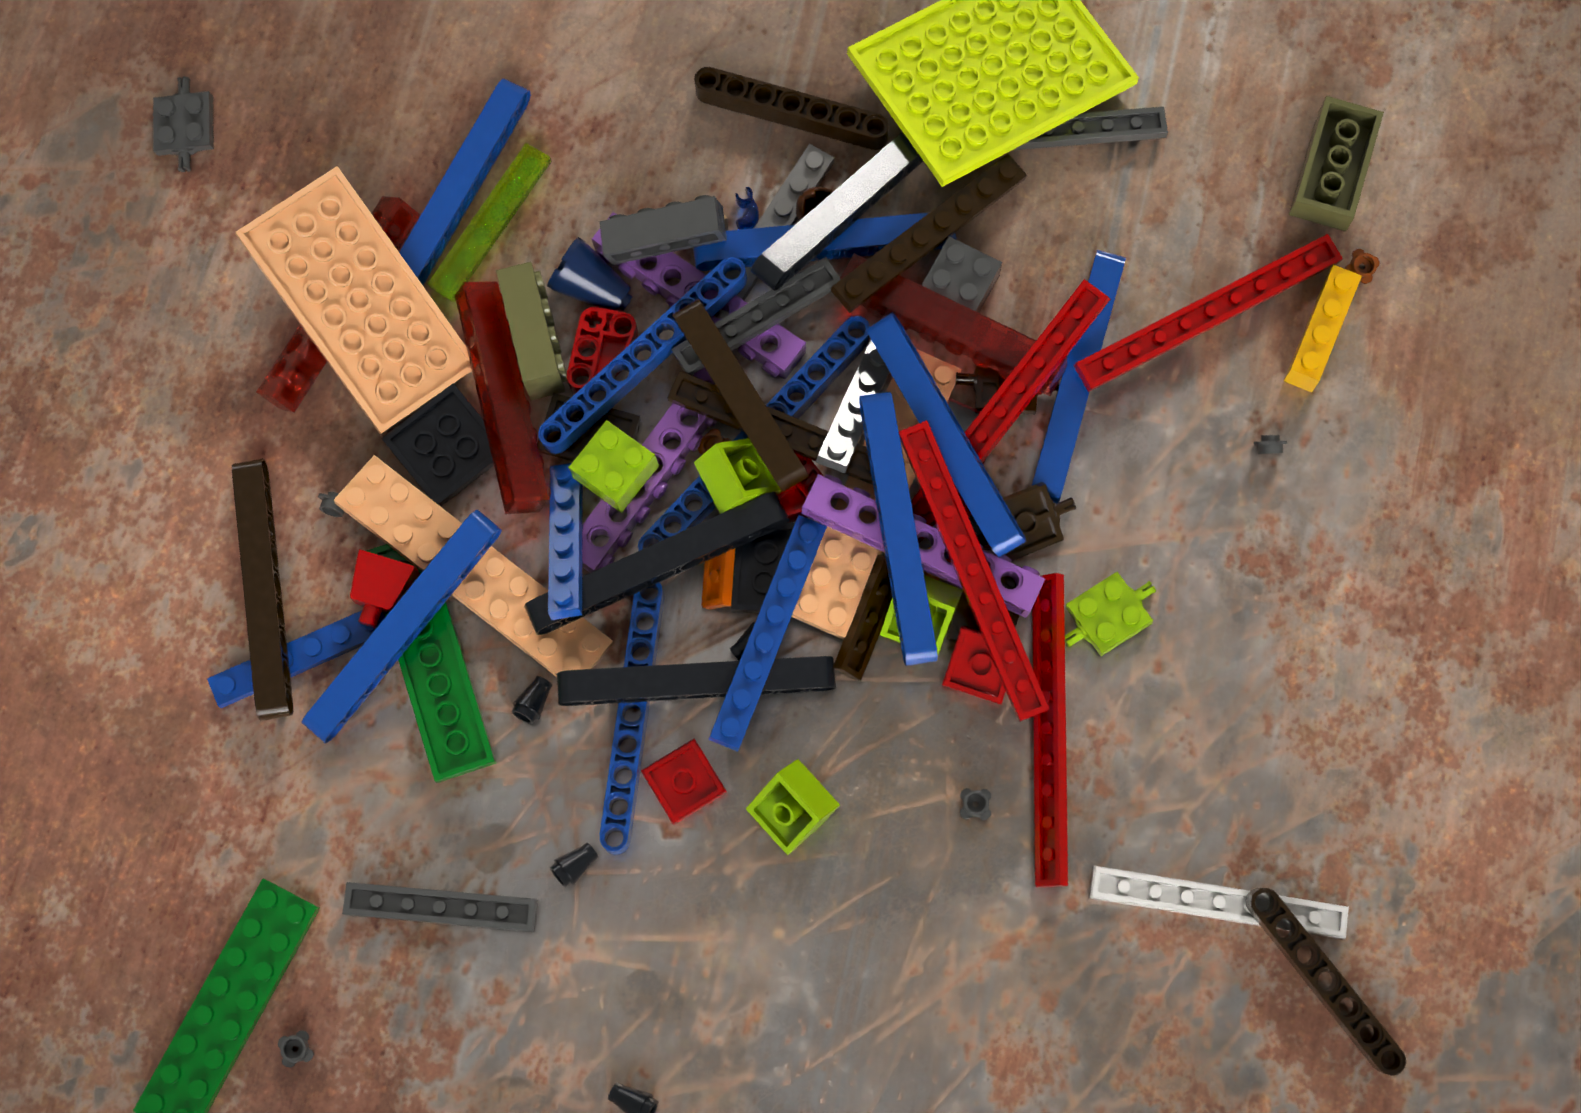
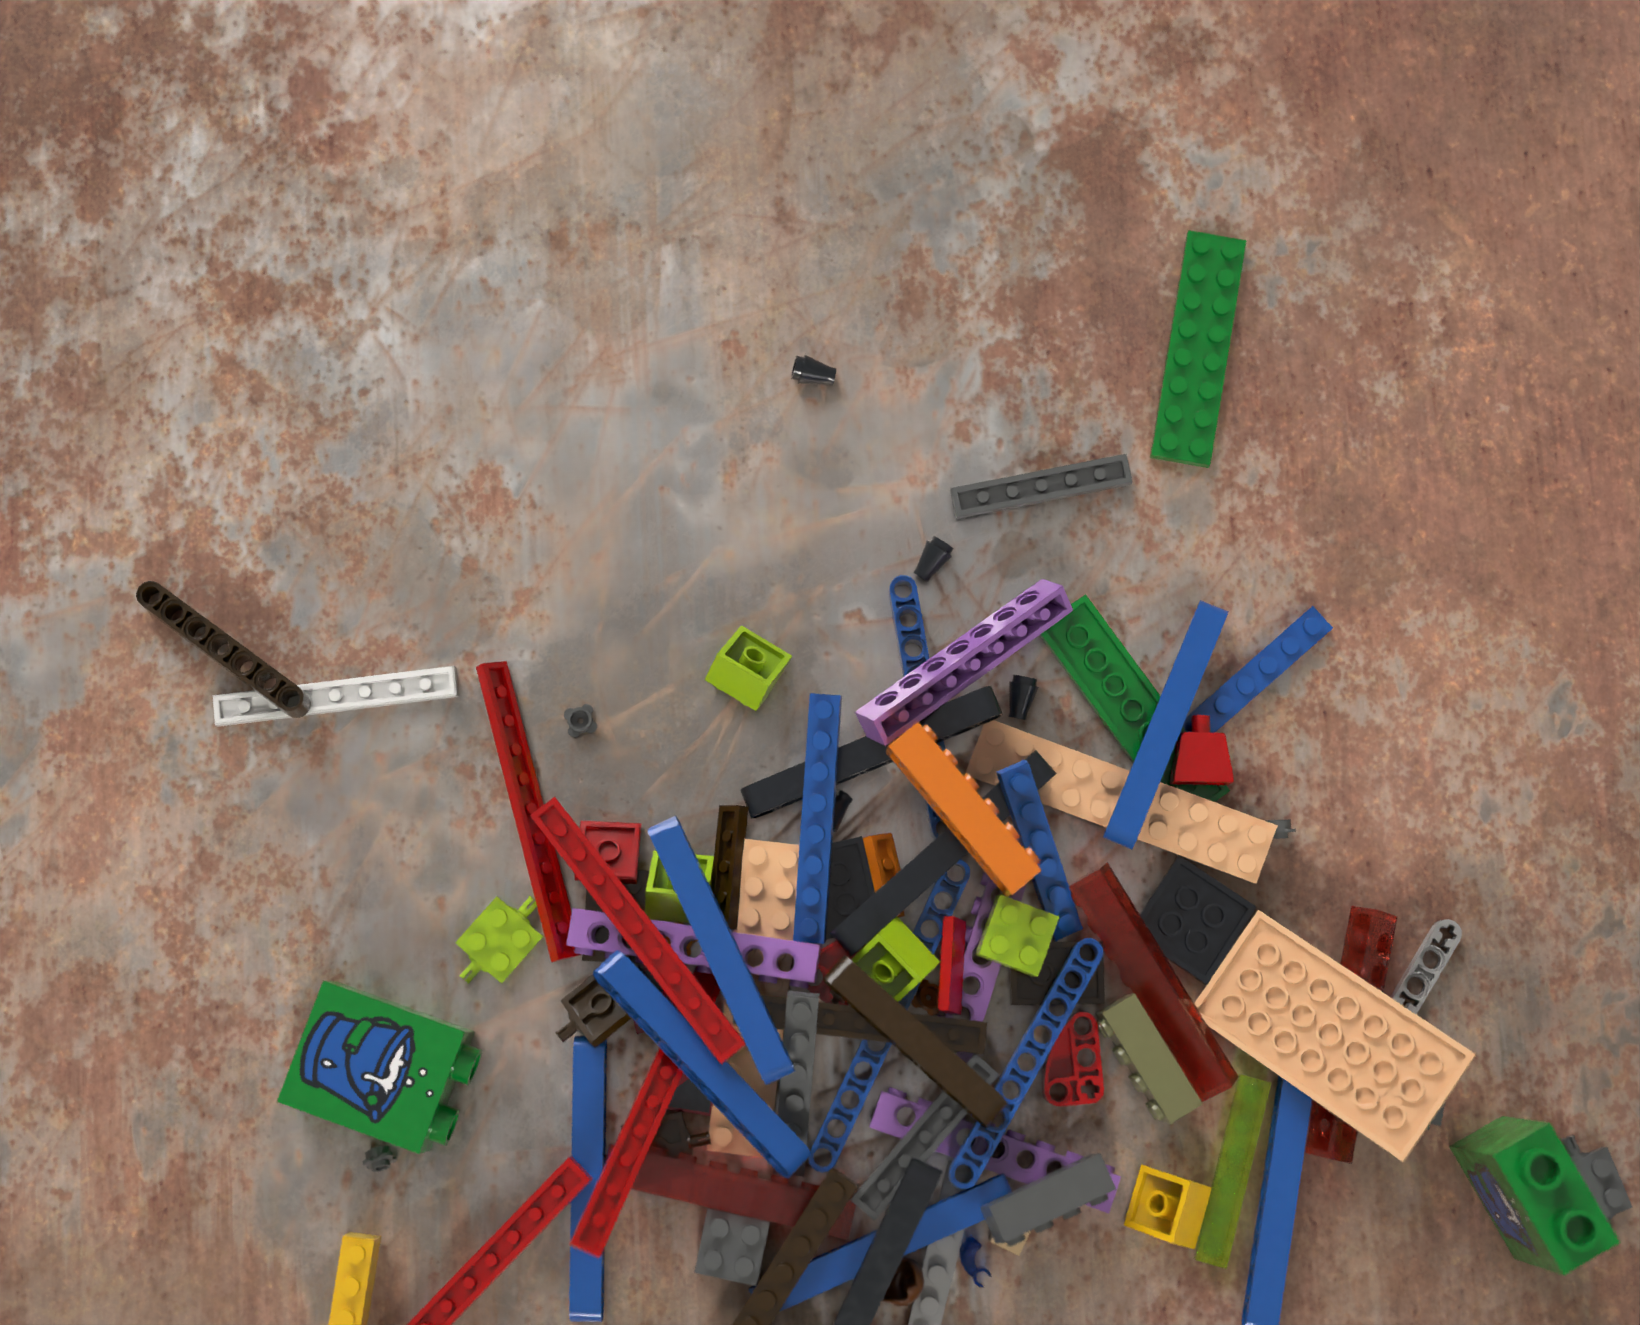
camera: 160 degrees right, 5 degrees up
(233, 113) = (1534, 1194): none -> green brick
(249, 337) = (1418, 969): none -> light grey beam
(262, 590) = (1314, 725): dark brown beam -> none
(286, 1048) = (1125, 323): dark grey plate -> none
(559, 206) = (1167, 1207): none -> yellow slope
(576, 740) = (963, 661): none -> medium lavender brick
(589, 278) = (1112, 1132): dark blue cone -> none
(628, 590) = (963, 810): none -> orange brick
(683, 458) = (952, 965): none -> red tile
(684, 781) = (856, 663): red tile -> none
(1251, 521) = (380, 1068): none -> green brick

